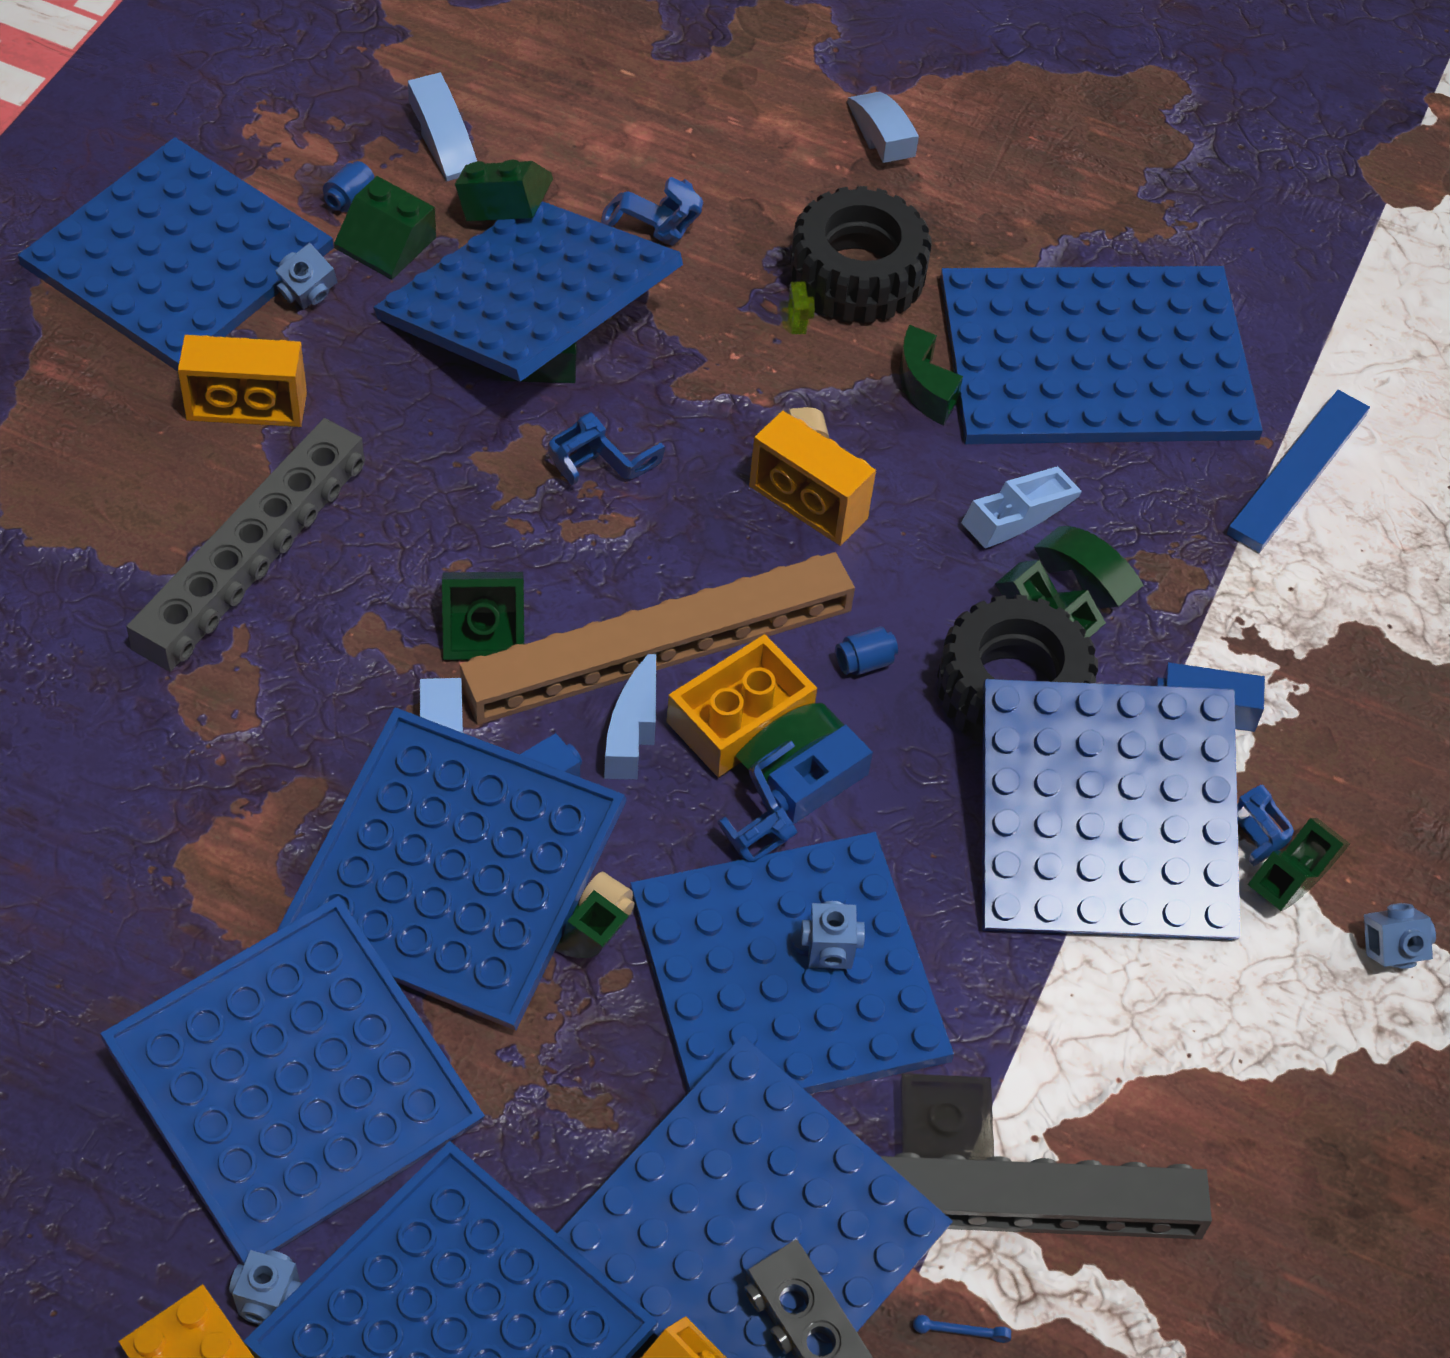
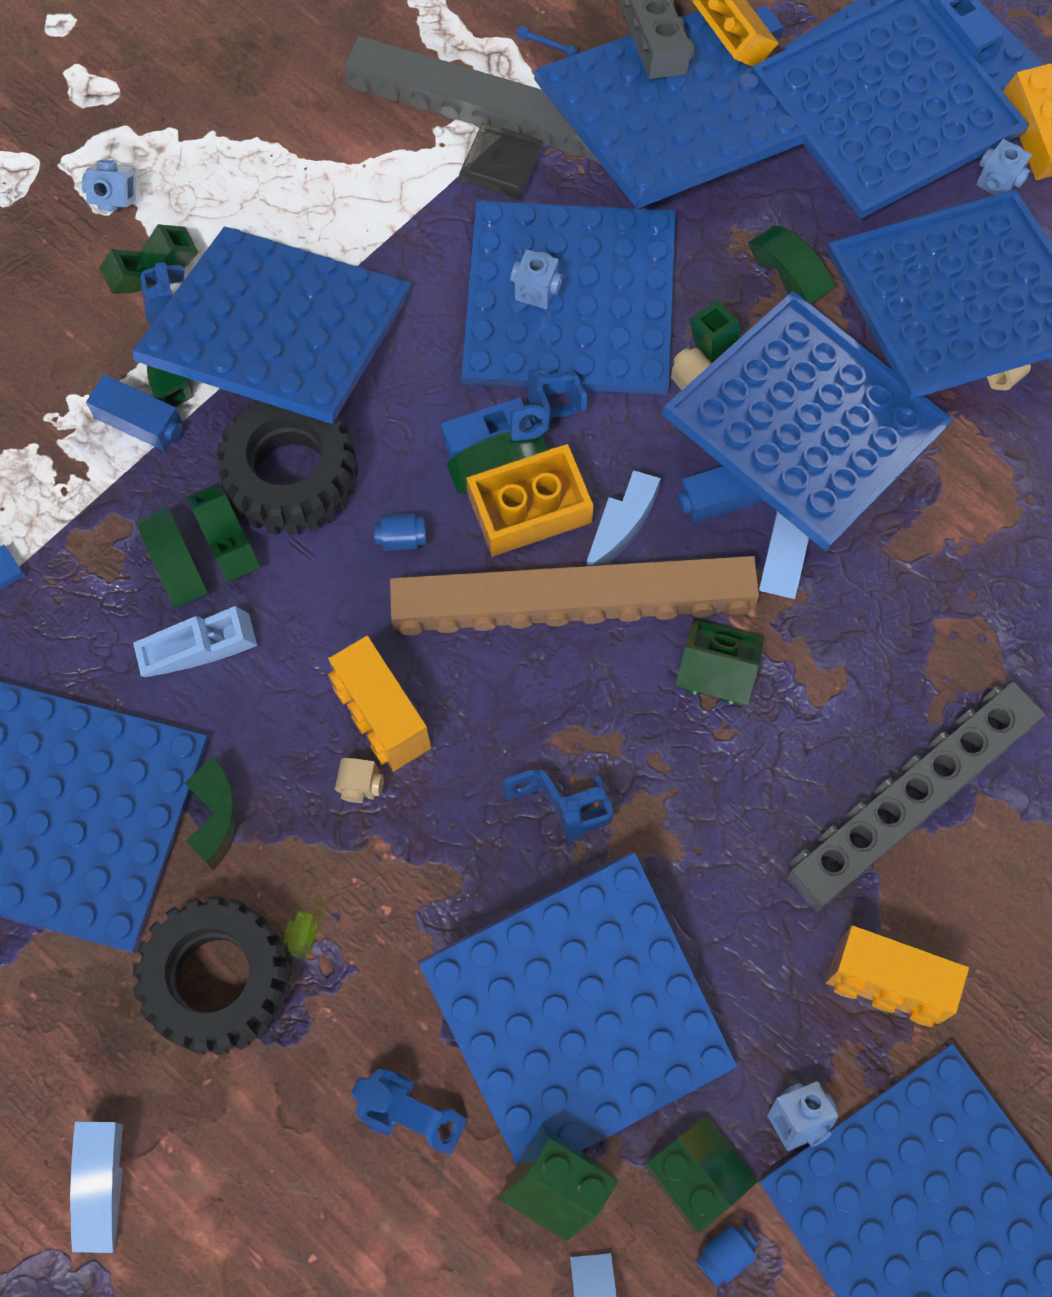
camera: 155 degrees left, 15 degrees up
(519, 1059) = (795, 262): none -> dark green brick

